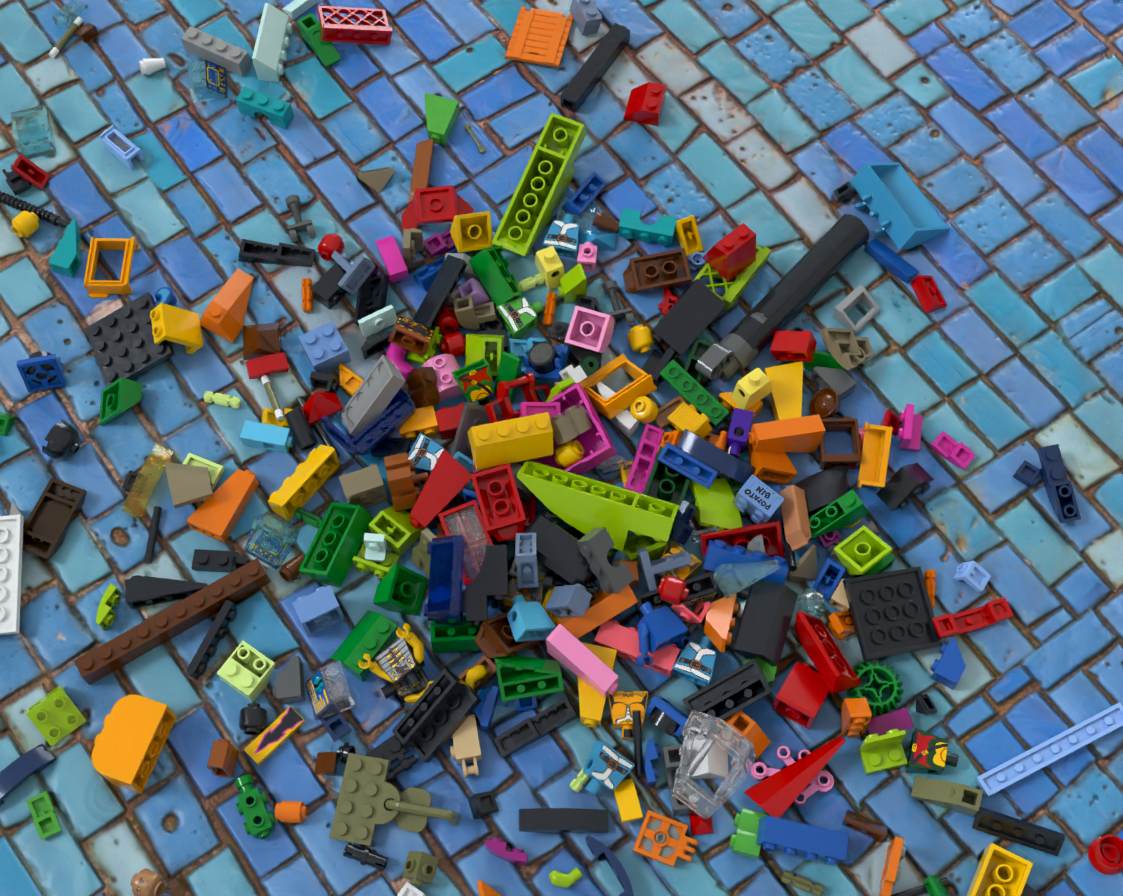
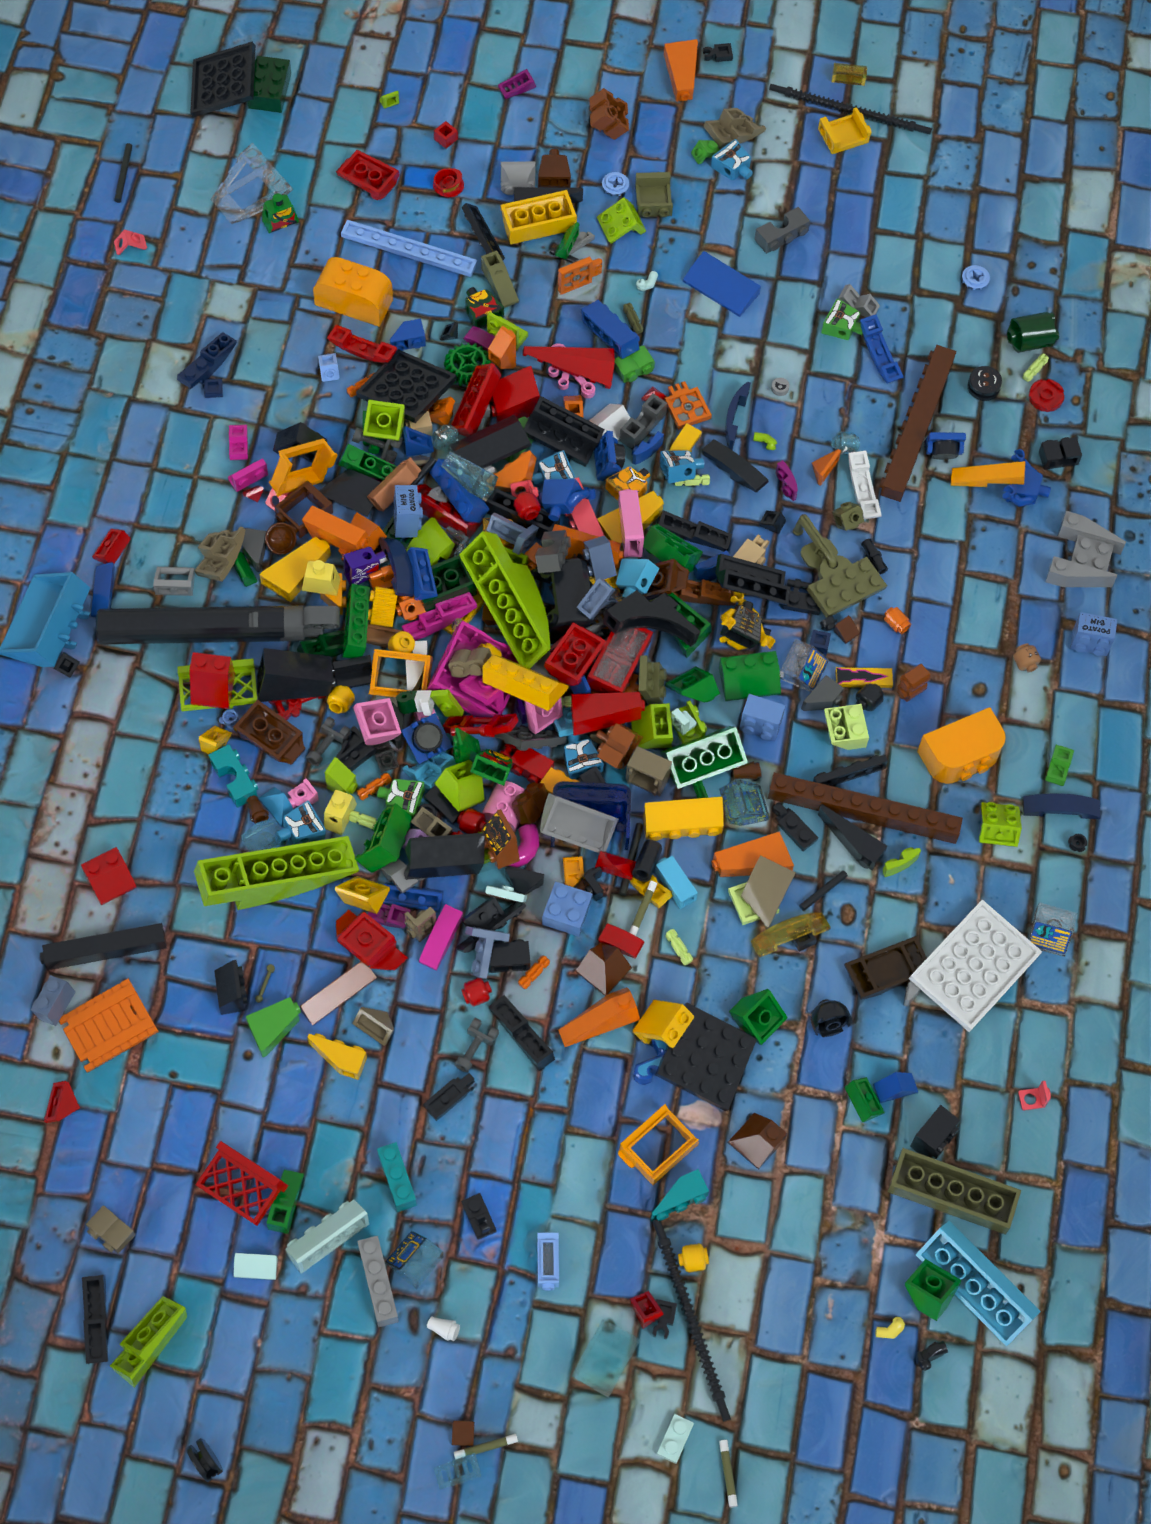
camera: 140 degrees left, 0 degrees up
(42, 371) = (794, 1095): blue piece -> none
(47, 330) = (758, 1139): none -> reddish brown slope
(193, 136) = (478, 1216): none -> black plate
(255, 810) = (917, 646): green brick -> none
(282, 177) = (448, 1096): none -> black hinge
(377, 137) = (343, 1058): none -> yellow slope
(445, 580) = (664, 623): clear blue windscreen -> none
(475, 674) = (702, 584): yellow arm -> none
(487, 110) = (231, 988): none -> black slope
(585, 194) = (248, 842): blue slope -> none
(637, 736) = (640, 463): black bar -> none
(681, 529) = (457, 548): dark blue slope -> none
(719, 732) = (598, 407): clear windscreen -> none
(793, 345) = (252, 585): red brick -> none
(865, 825) = (562, 311): reddish brown slope -> none
(1034, 651) = (353, 290): none -> light orange brick

